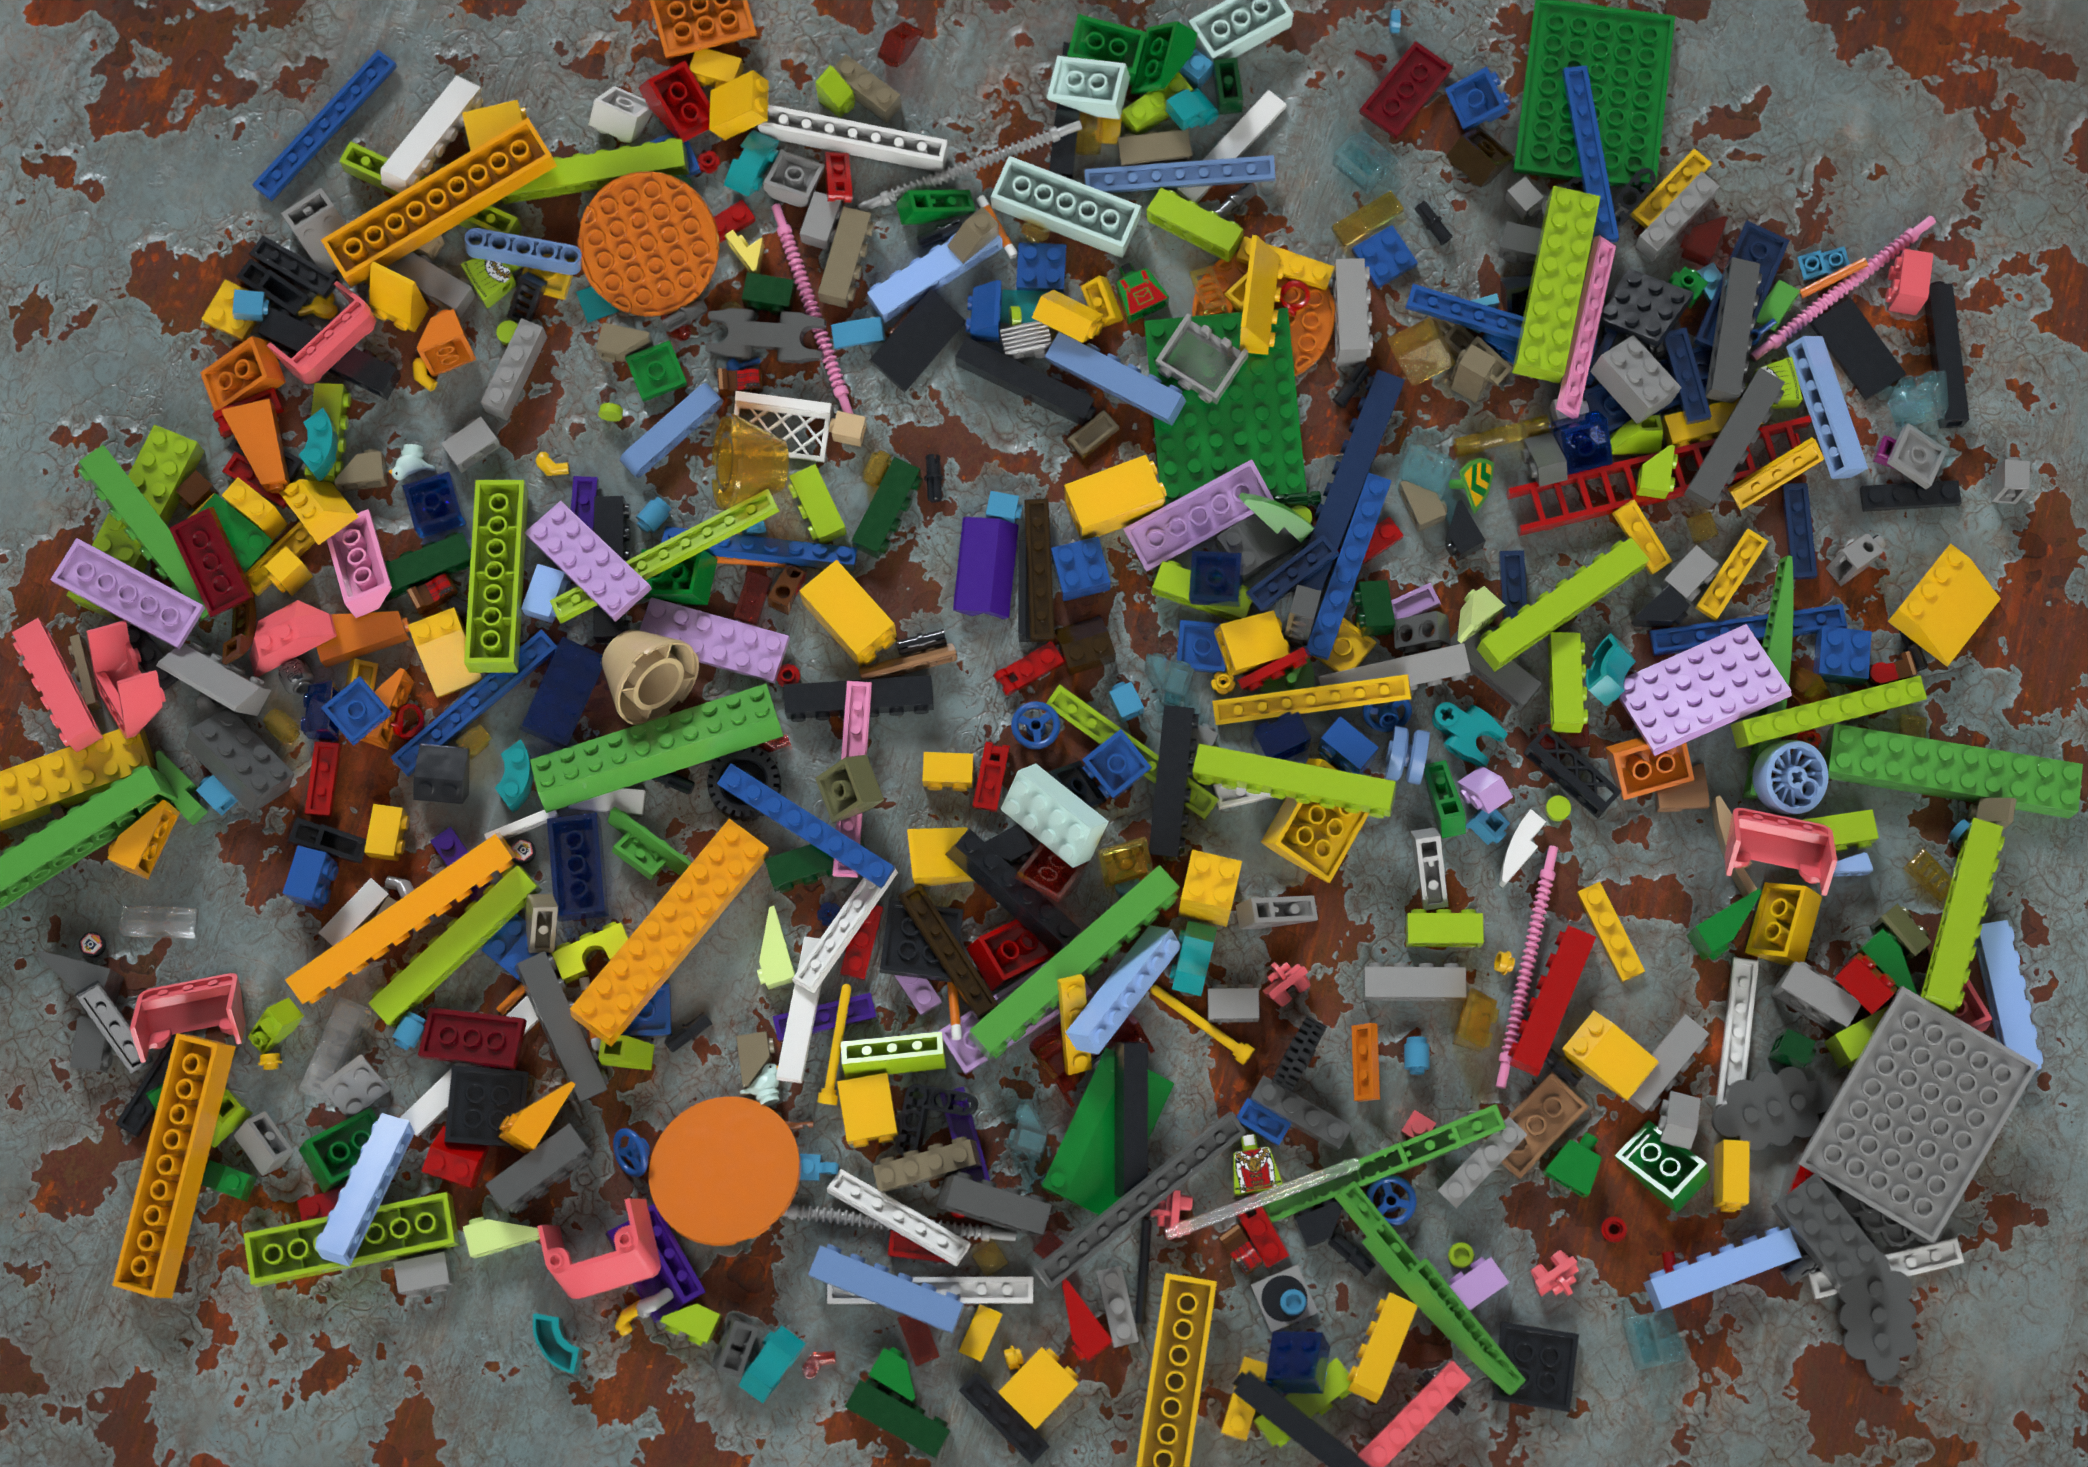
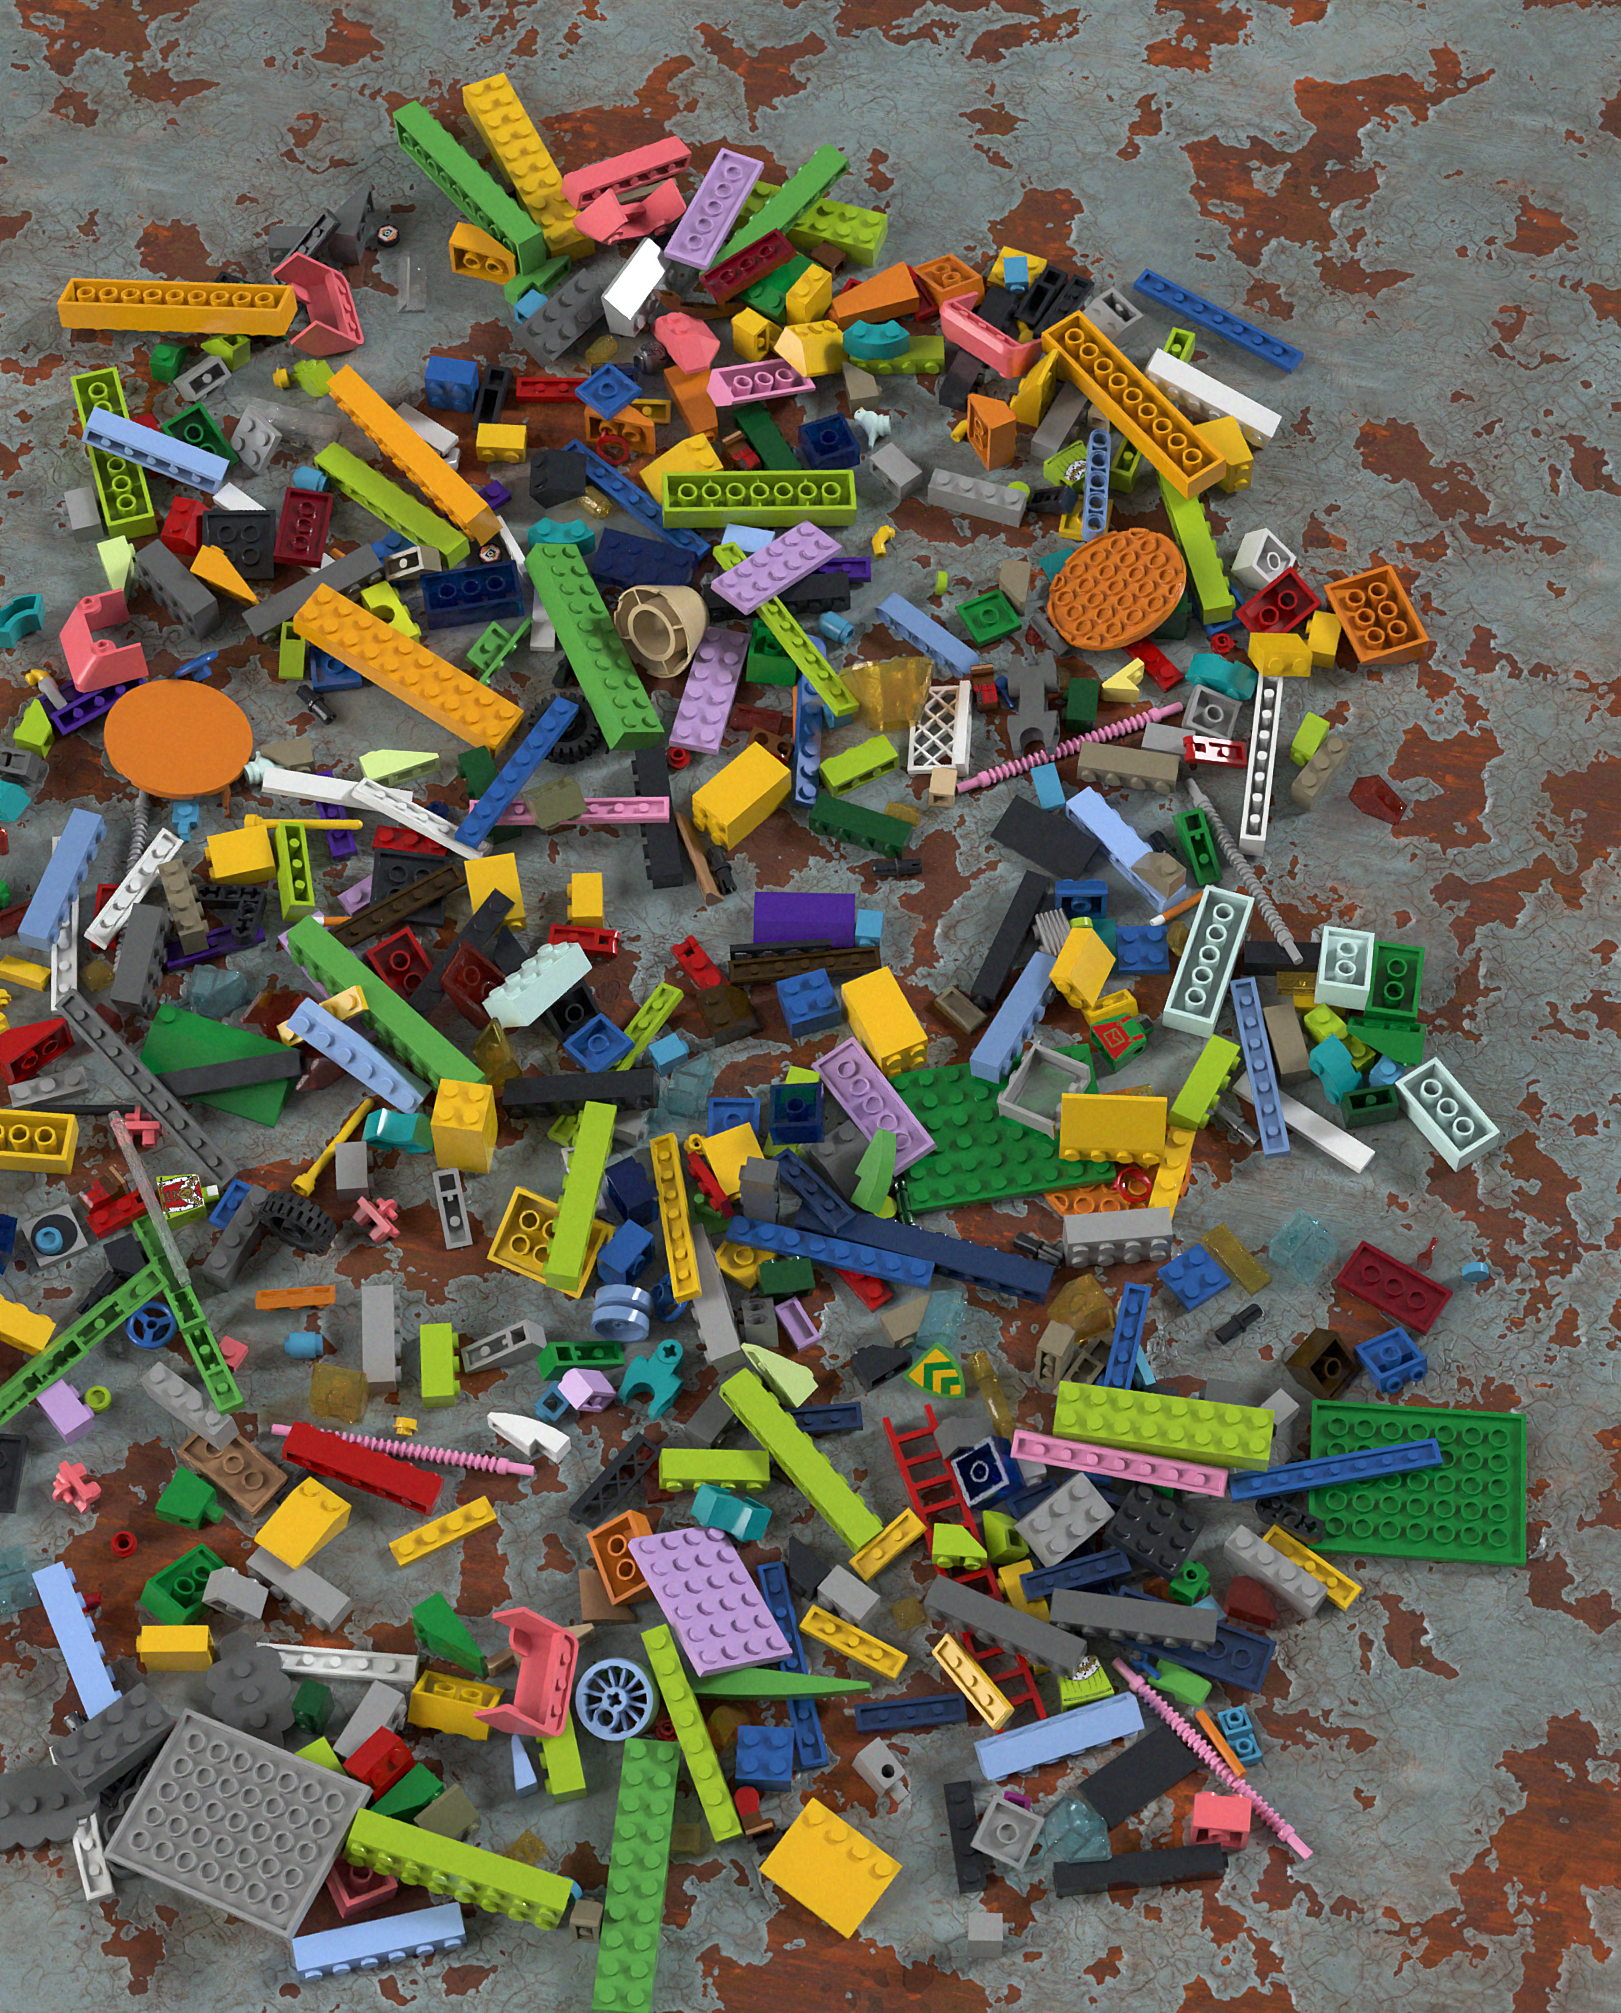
camera: 85 degrees right, 15 degrees down
(775, 744) = (608, 755): clear red arm -> none
(1036, 734) = (638, 985): blue piece -> none
(1558, 808) = (577, 1475): lime tile -> none

